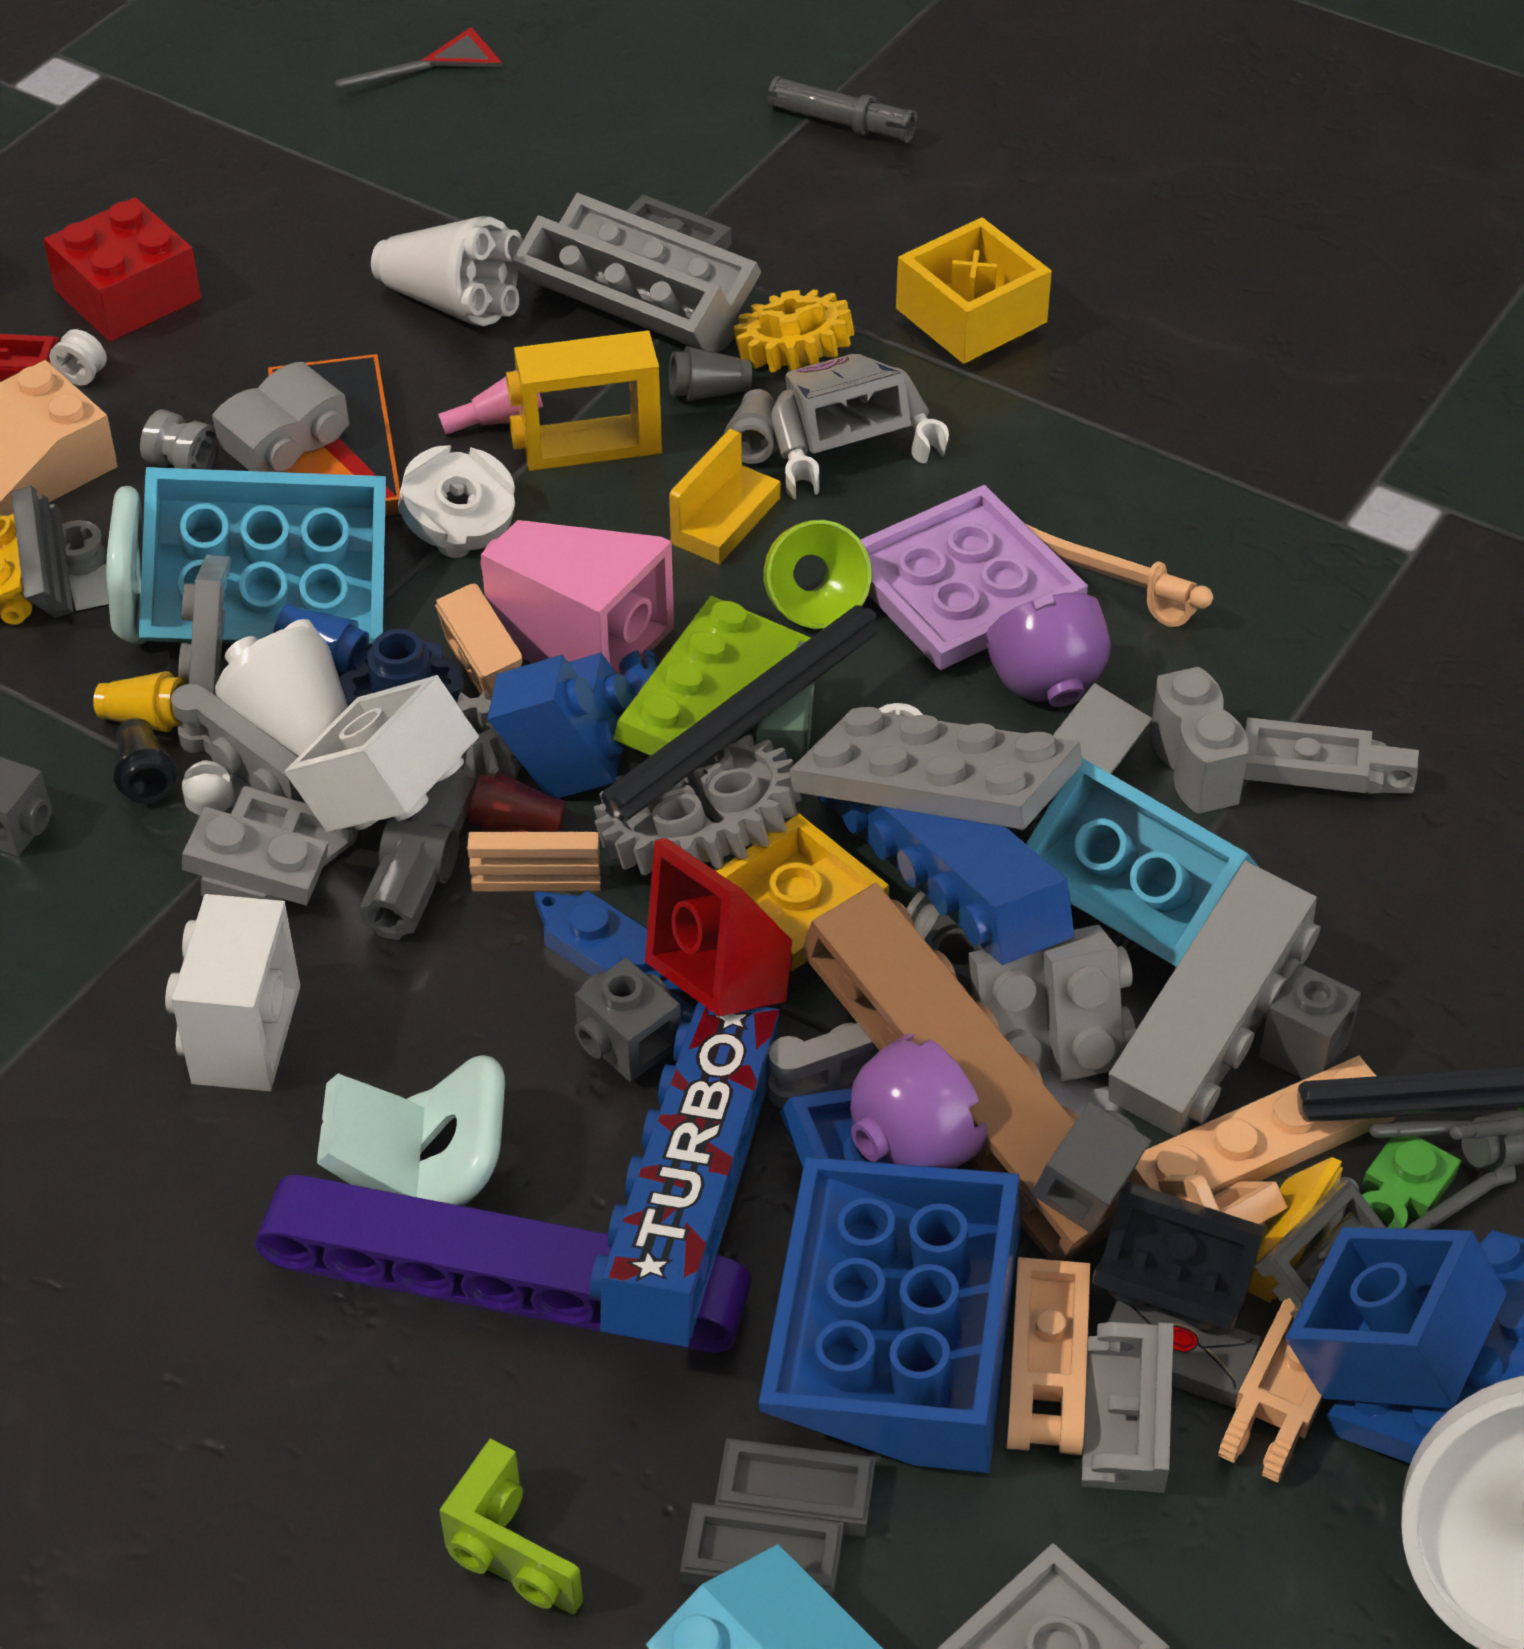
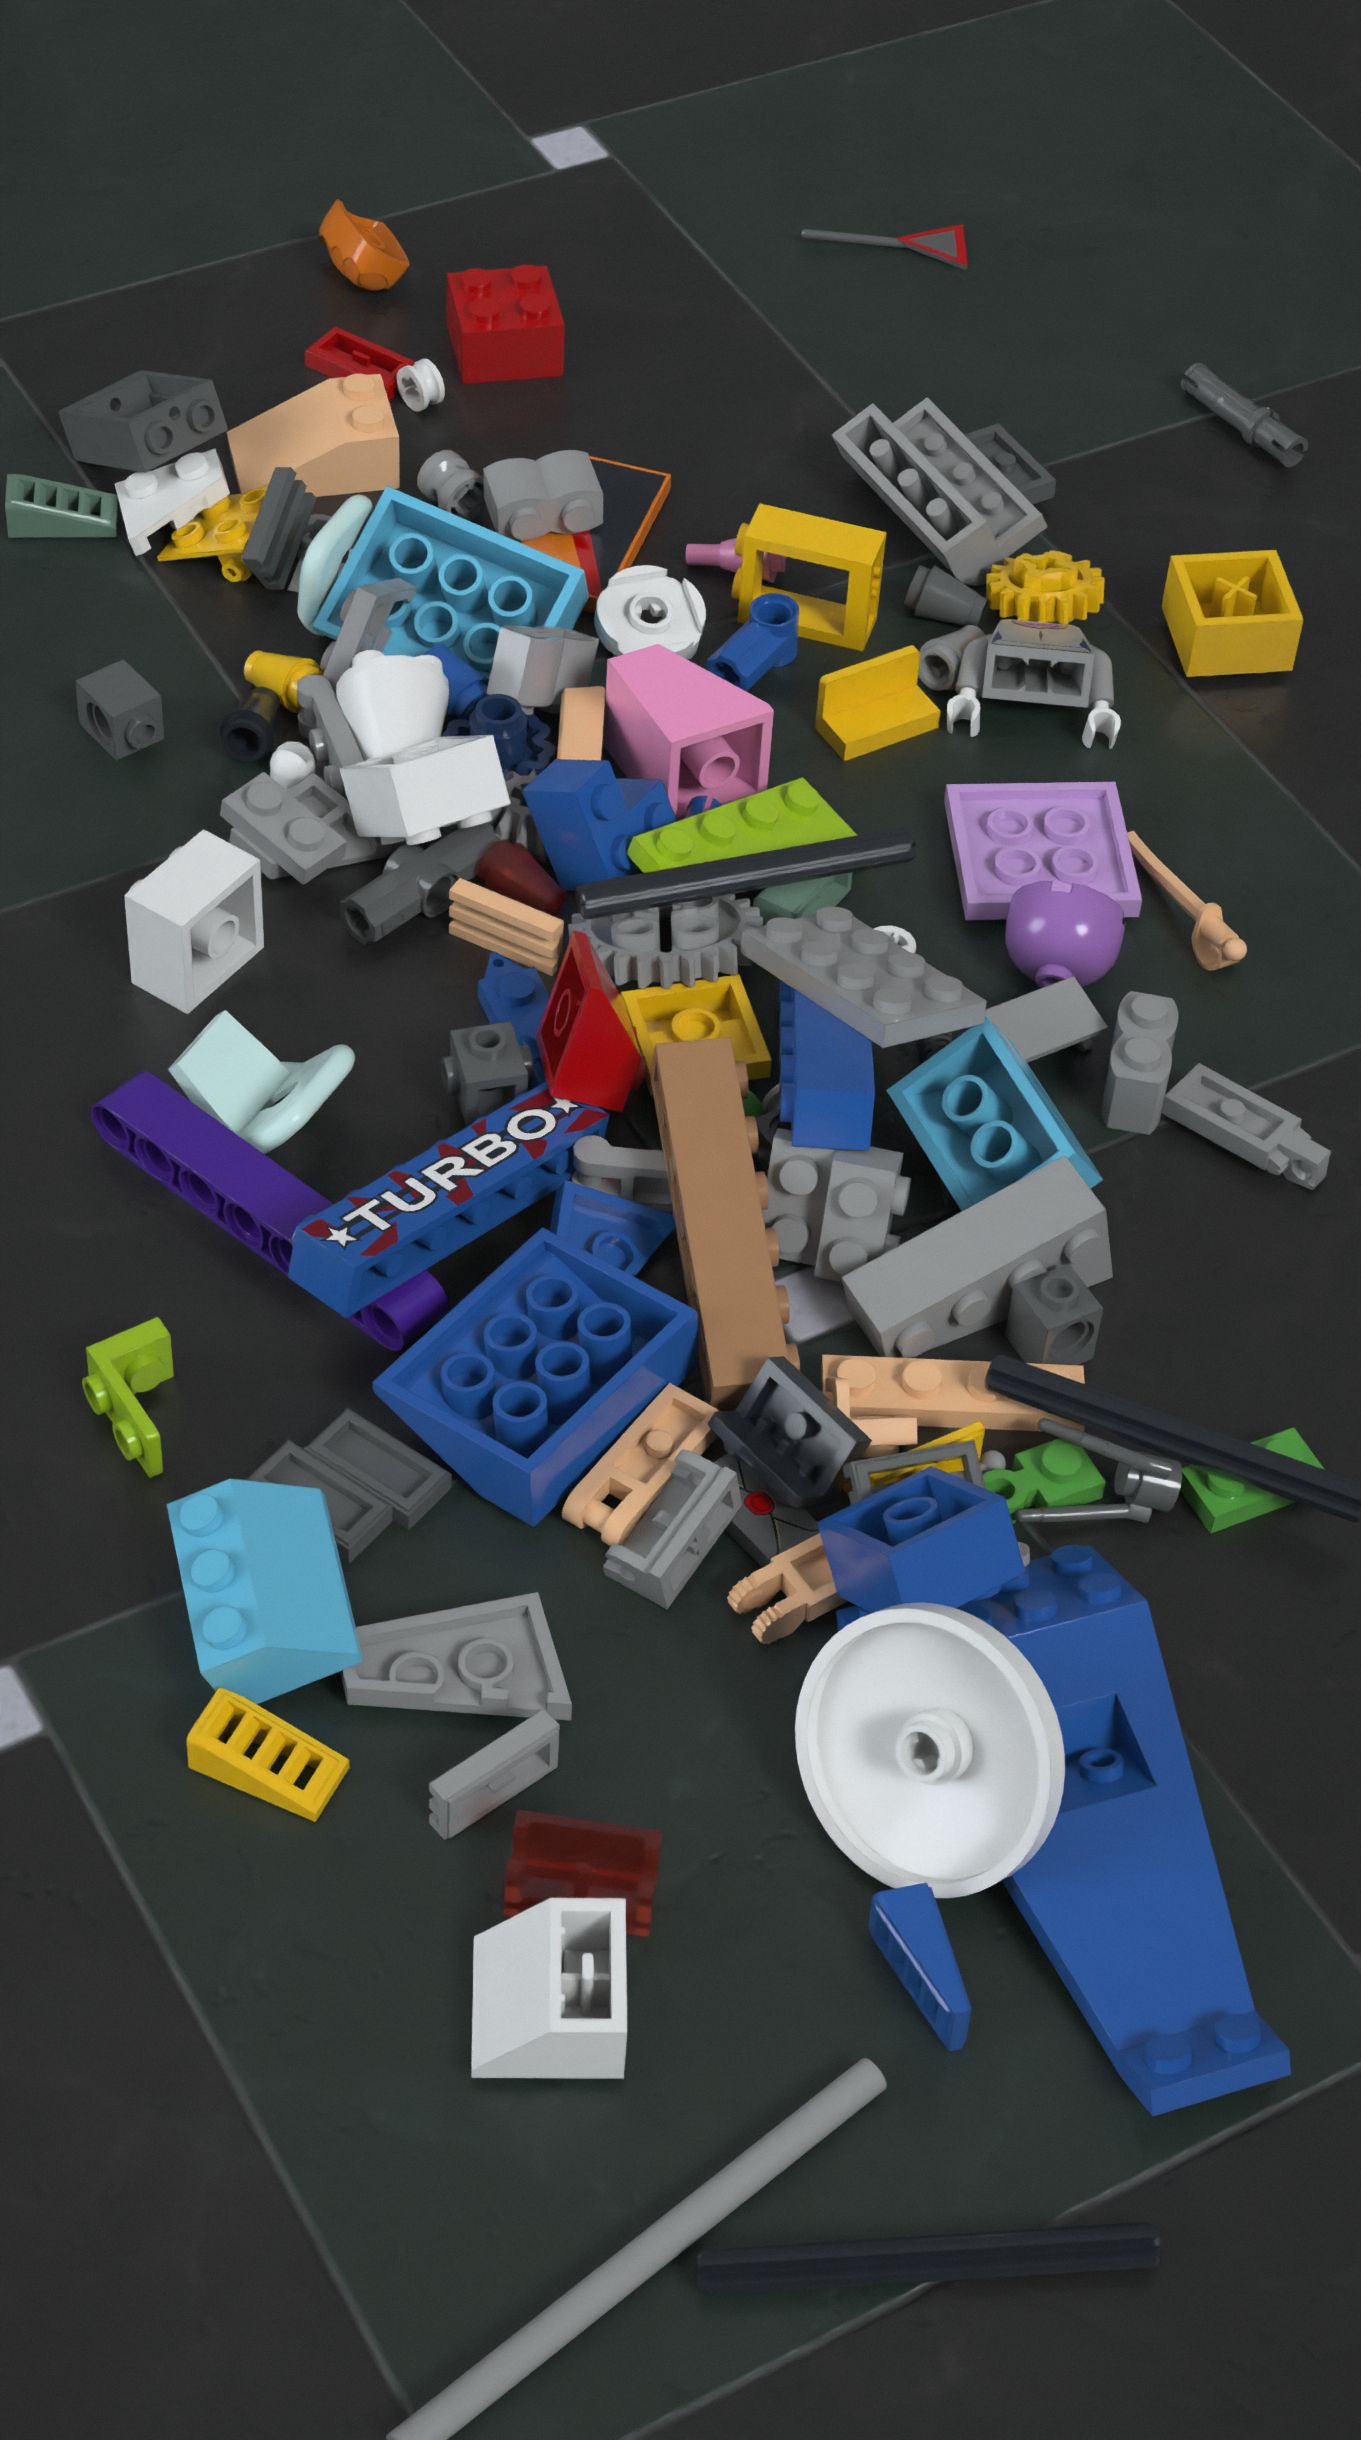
camera: 25 degrees right, 0 degrees up
(400, 585) = (539, 664): none -> light grey brick
(454, 268) = (784, 427): white cone -> none
(575, 478) = (761, 643): none -> blue piece
(845, 578) = (901, 760): lime piece -> none
(915, 1107) = (648, 1227): medium lavender cylinder -> none
(1091, 1166) = (756, 1325): dark grey brick -> none

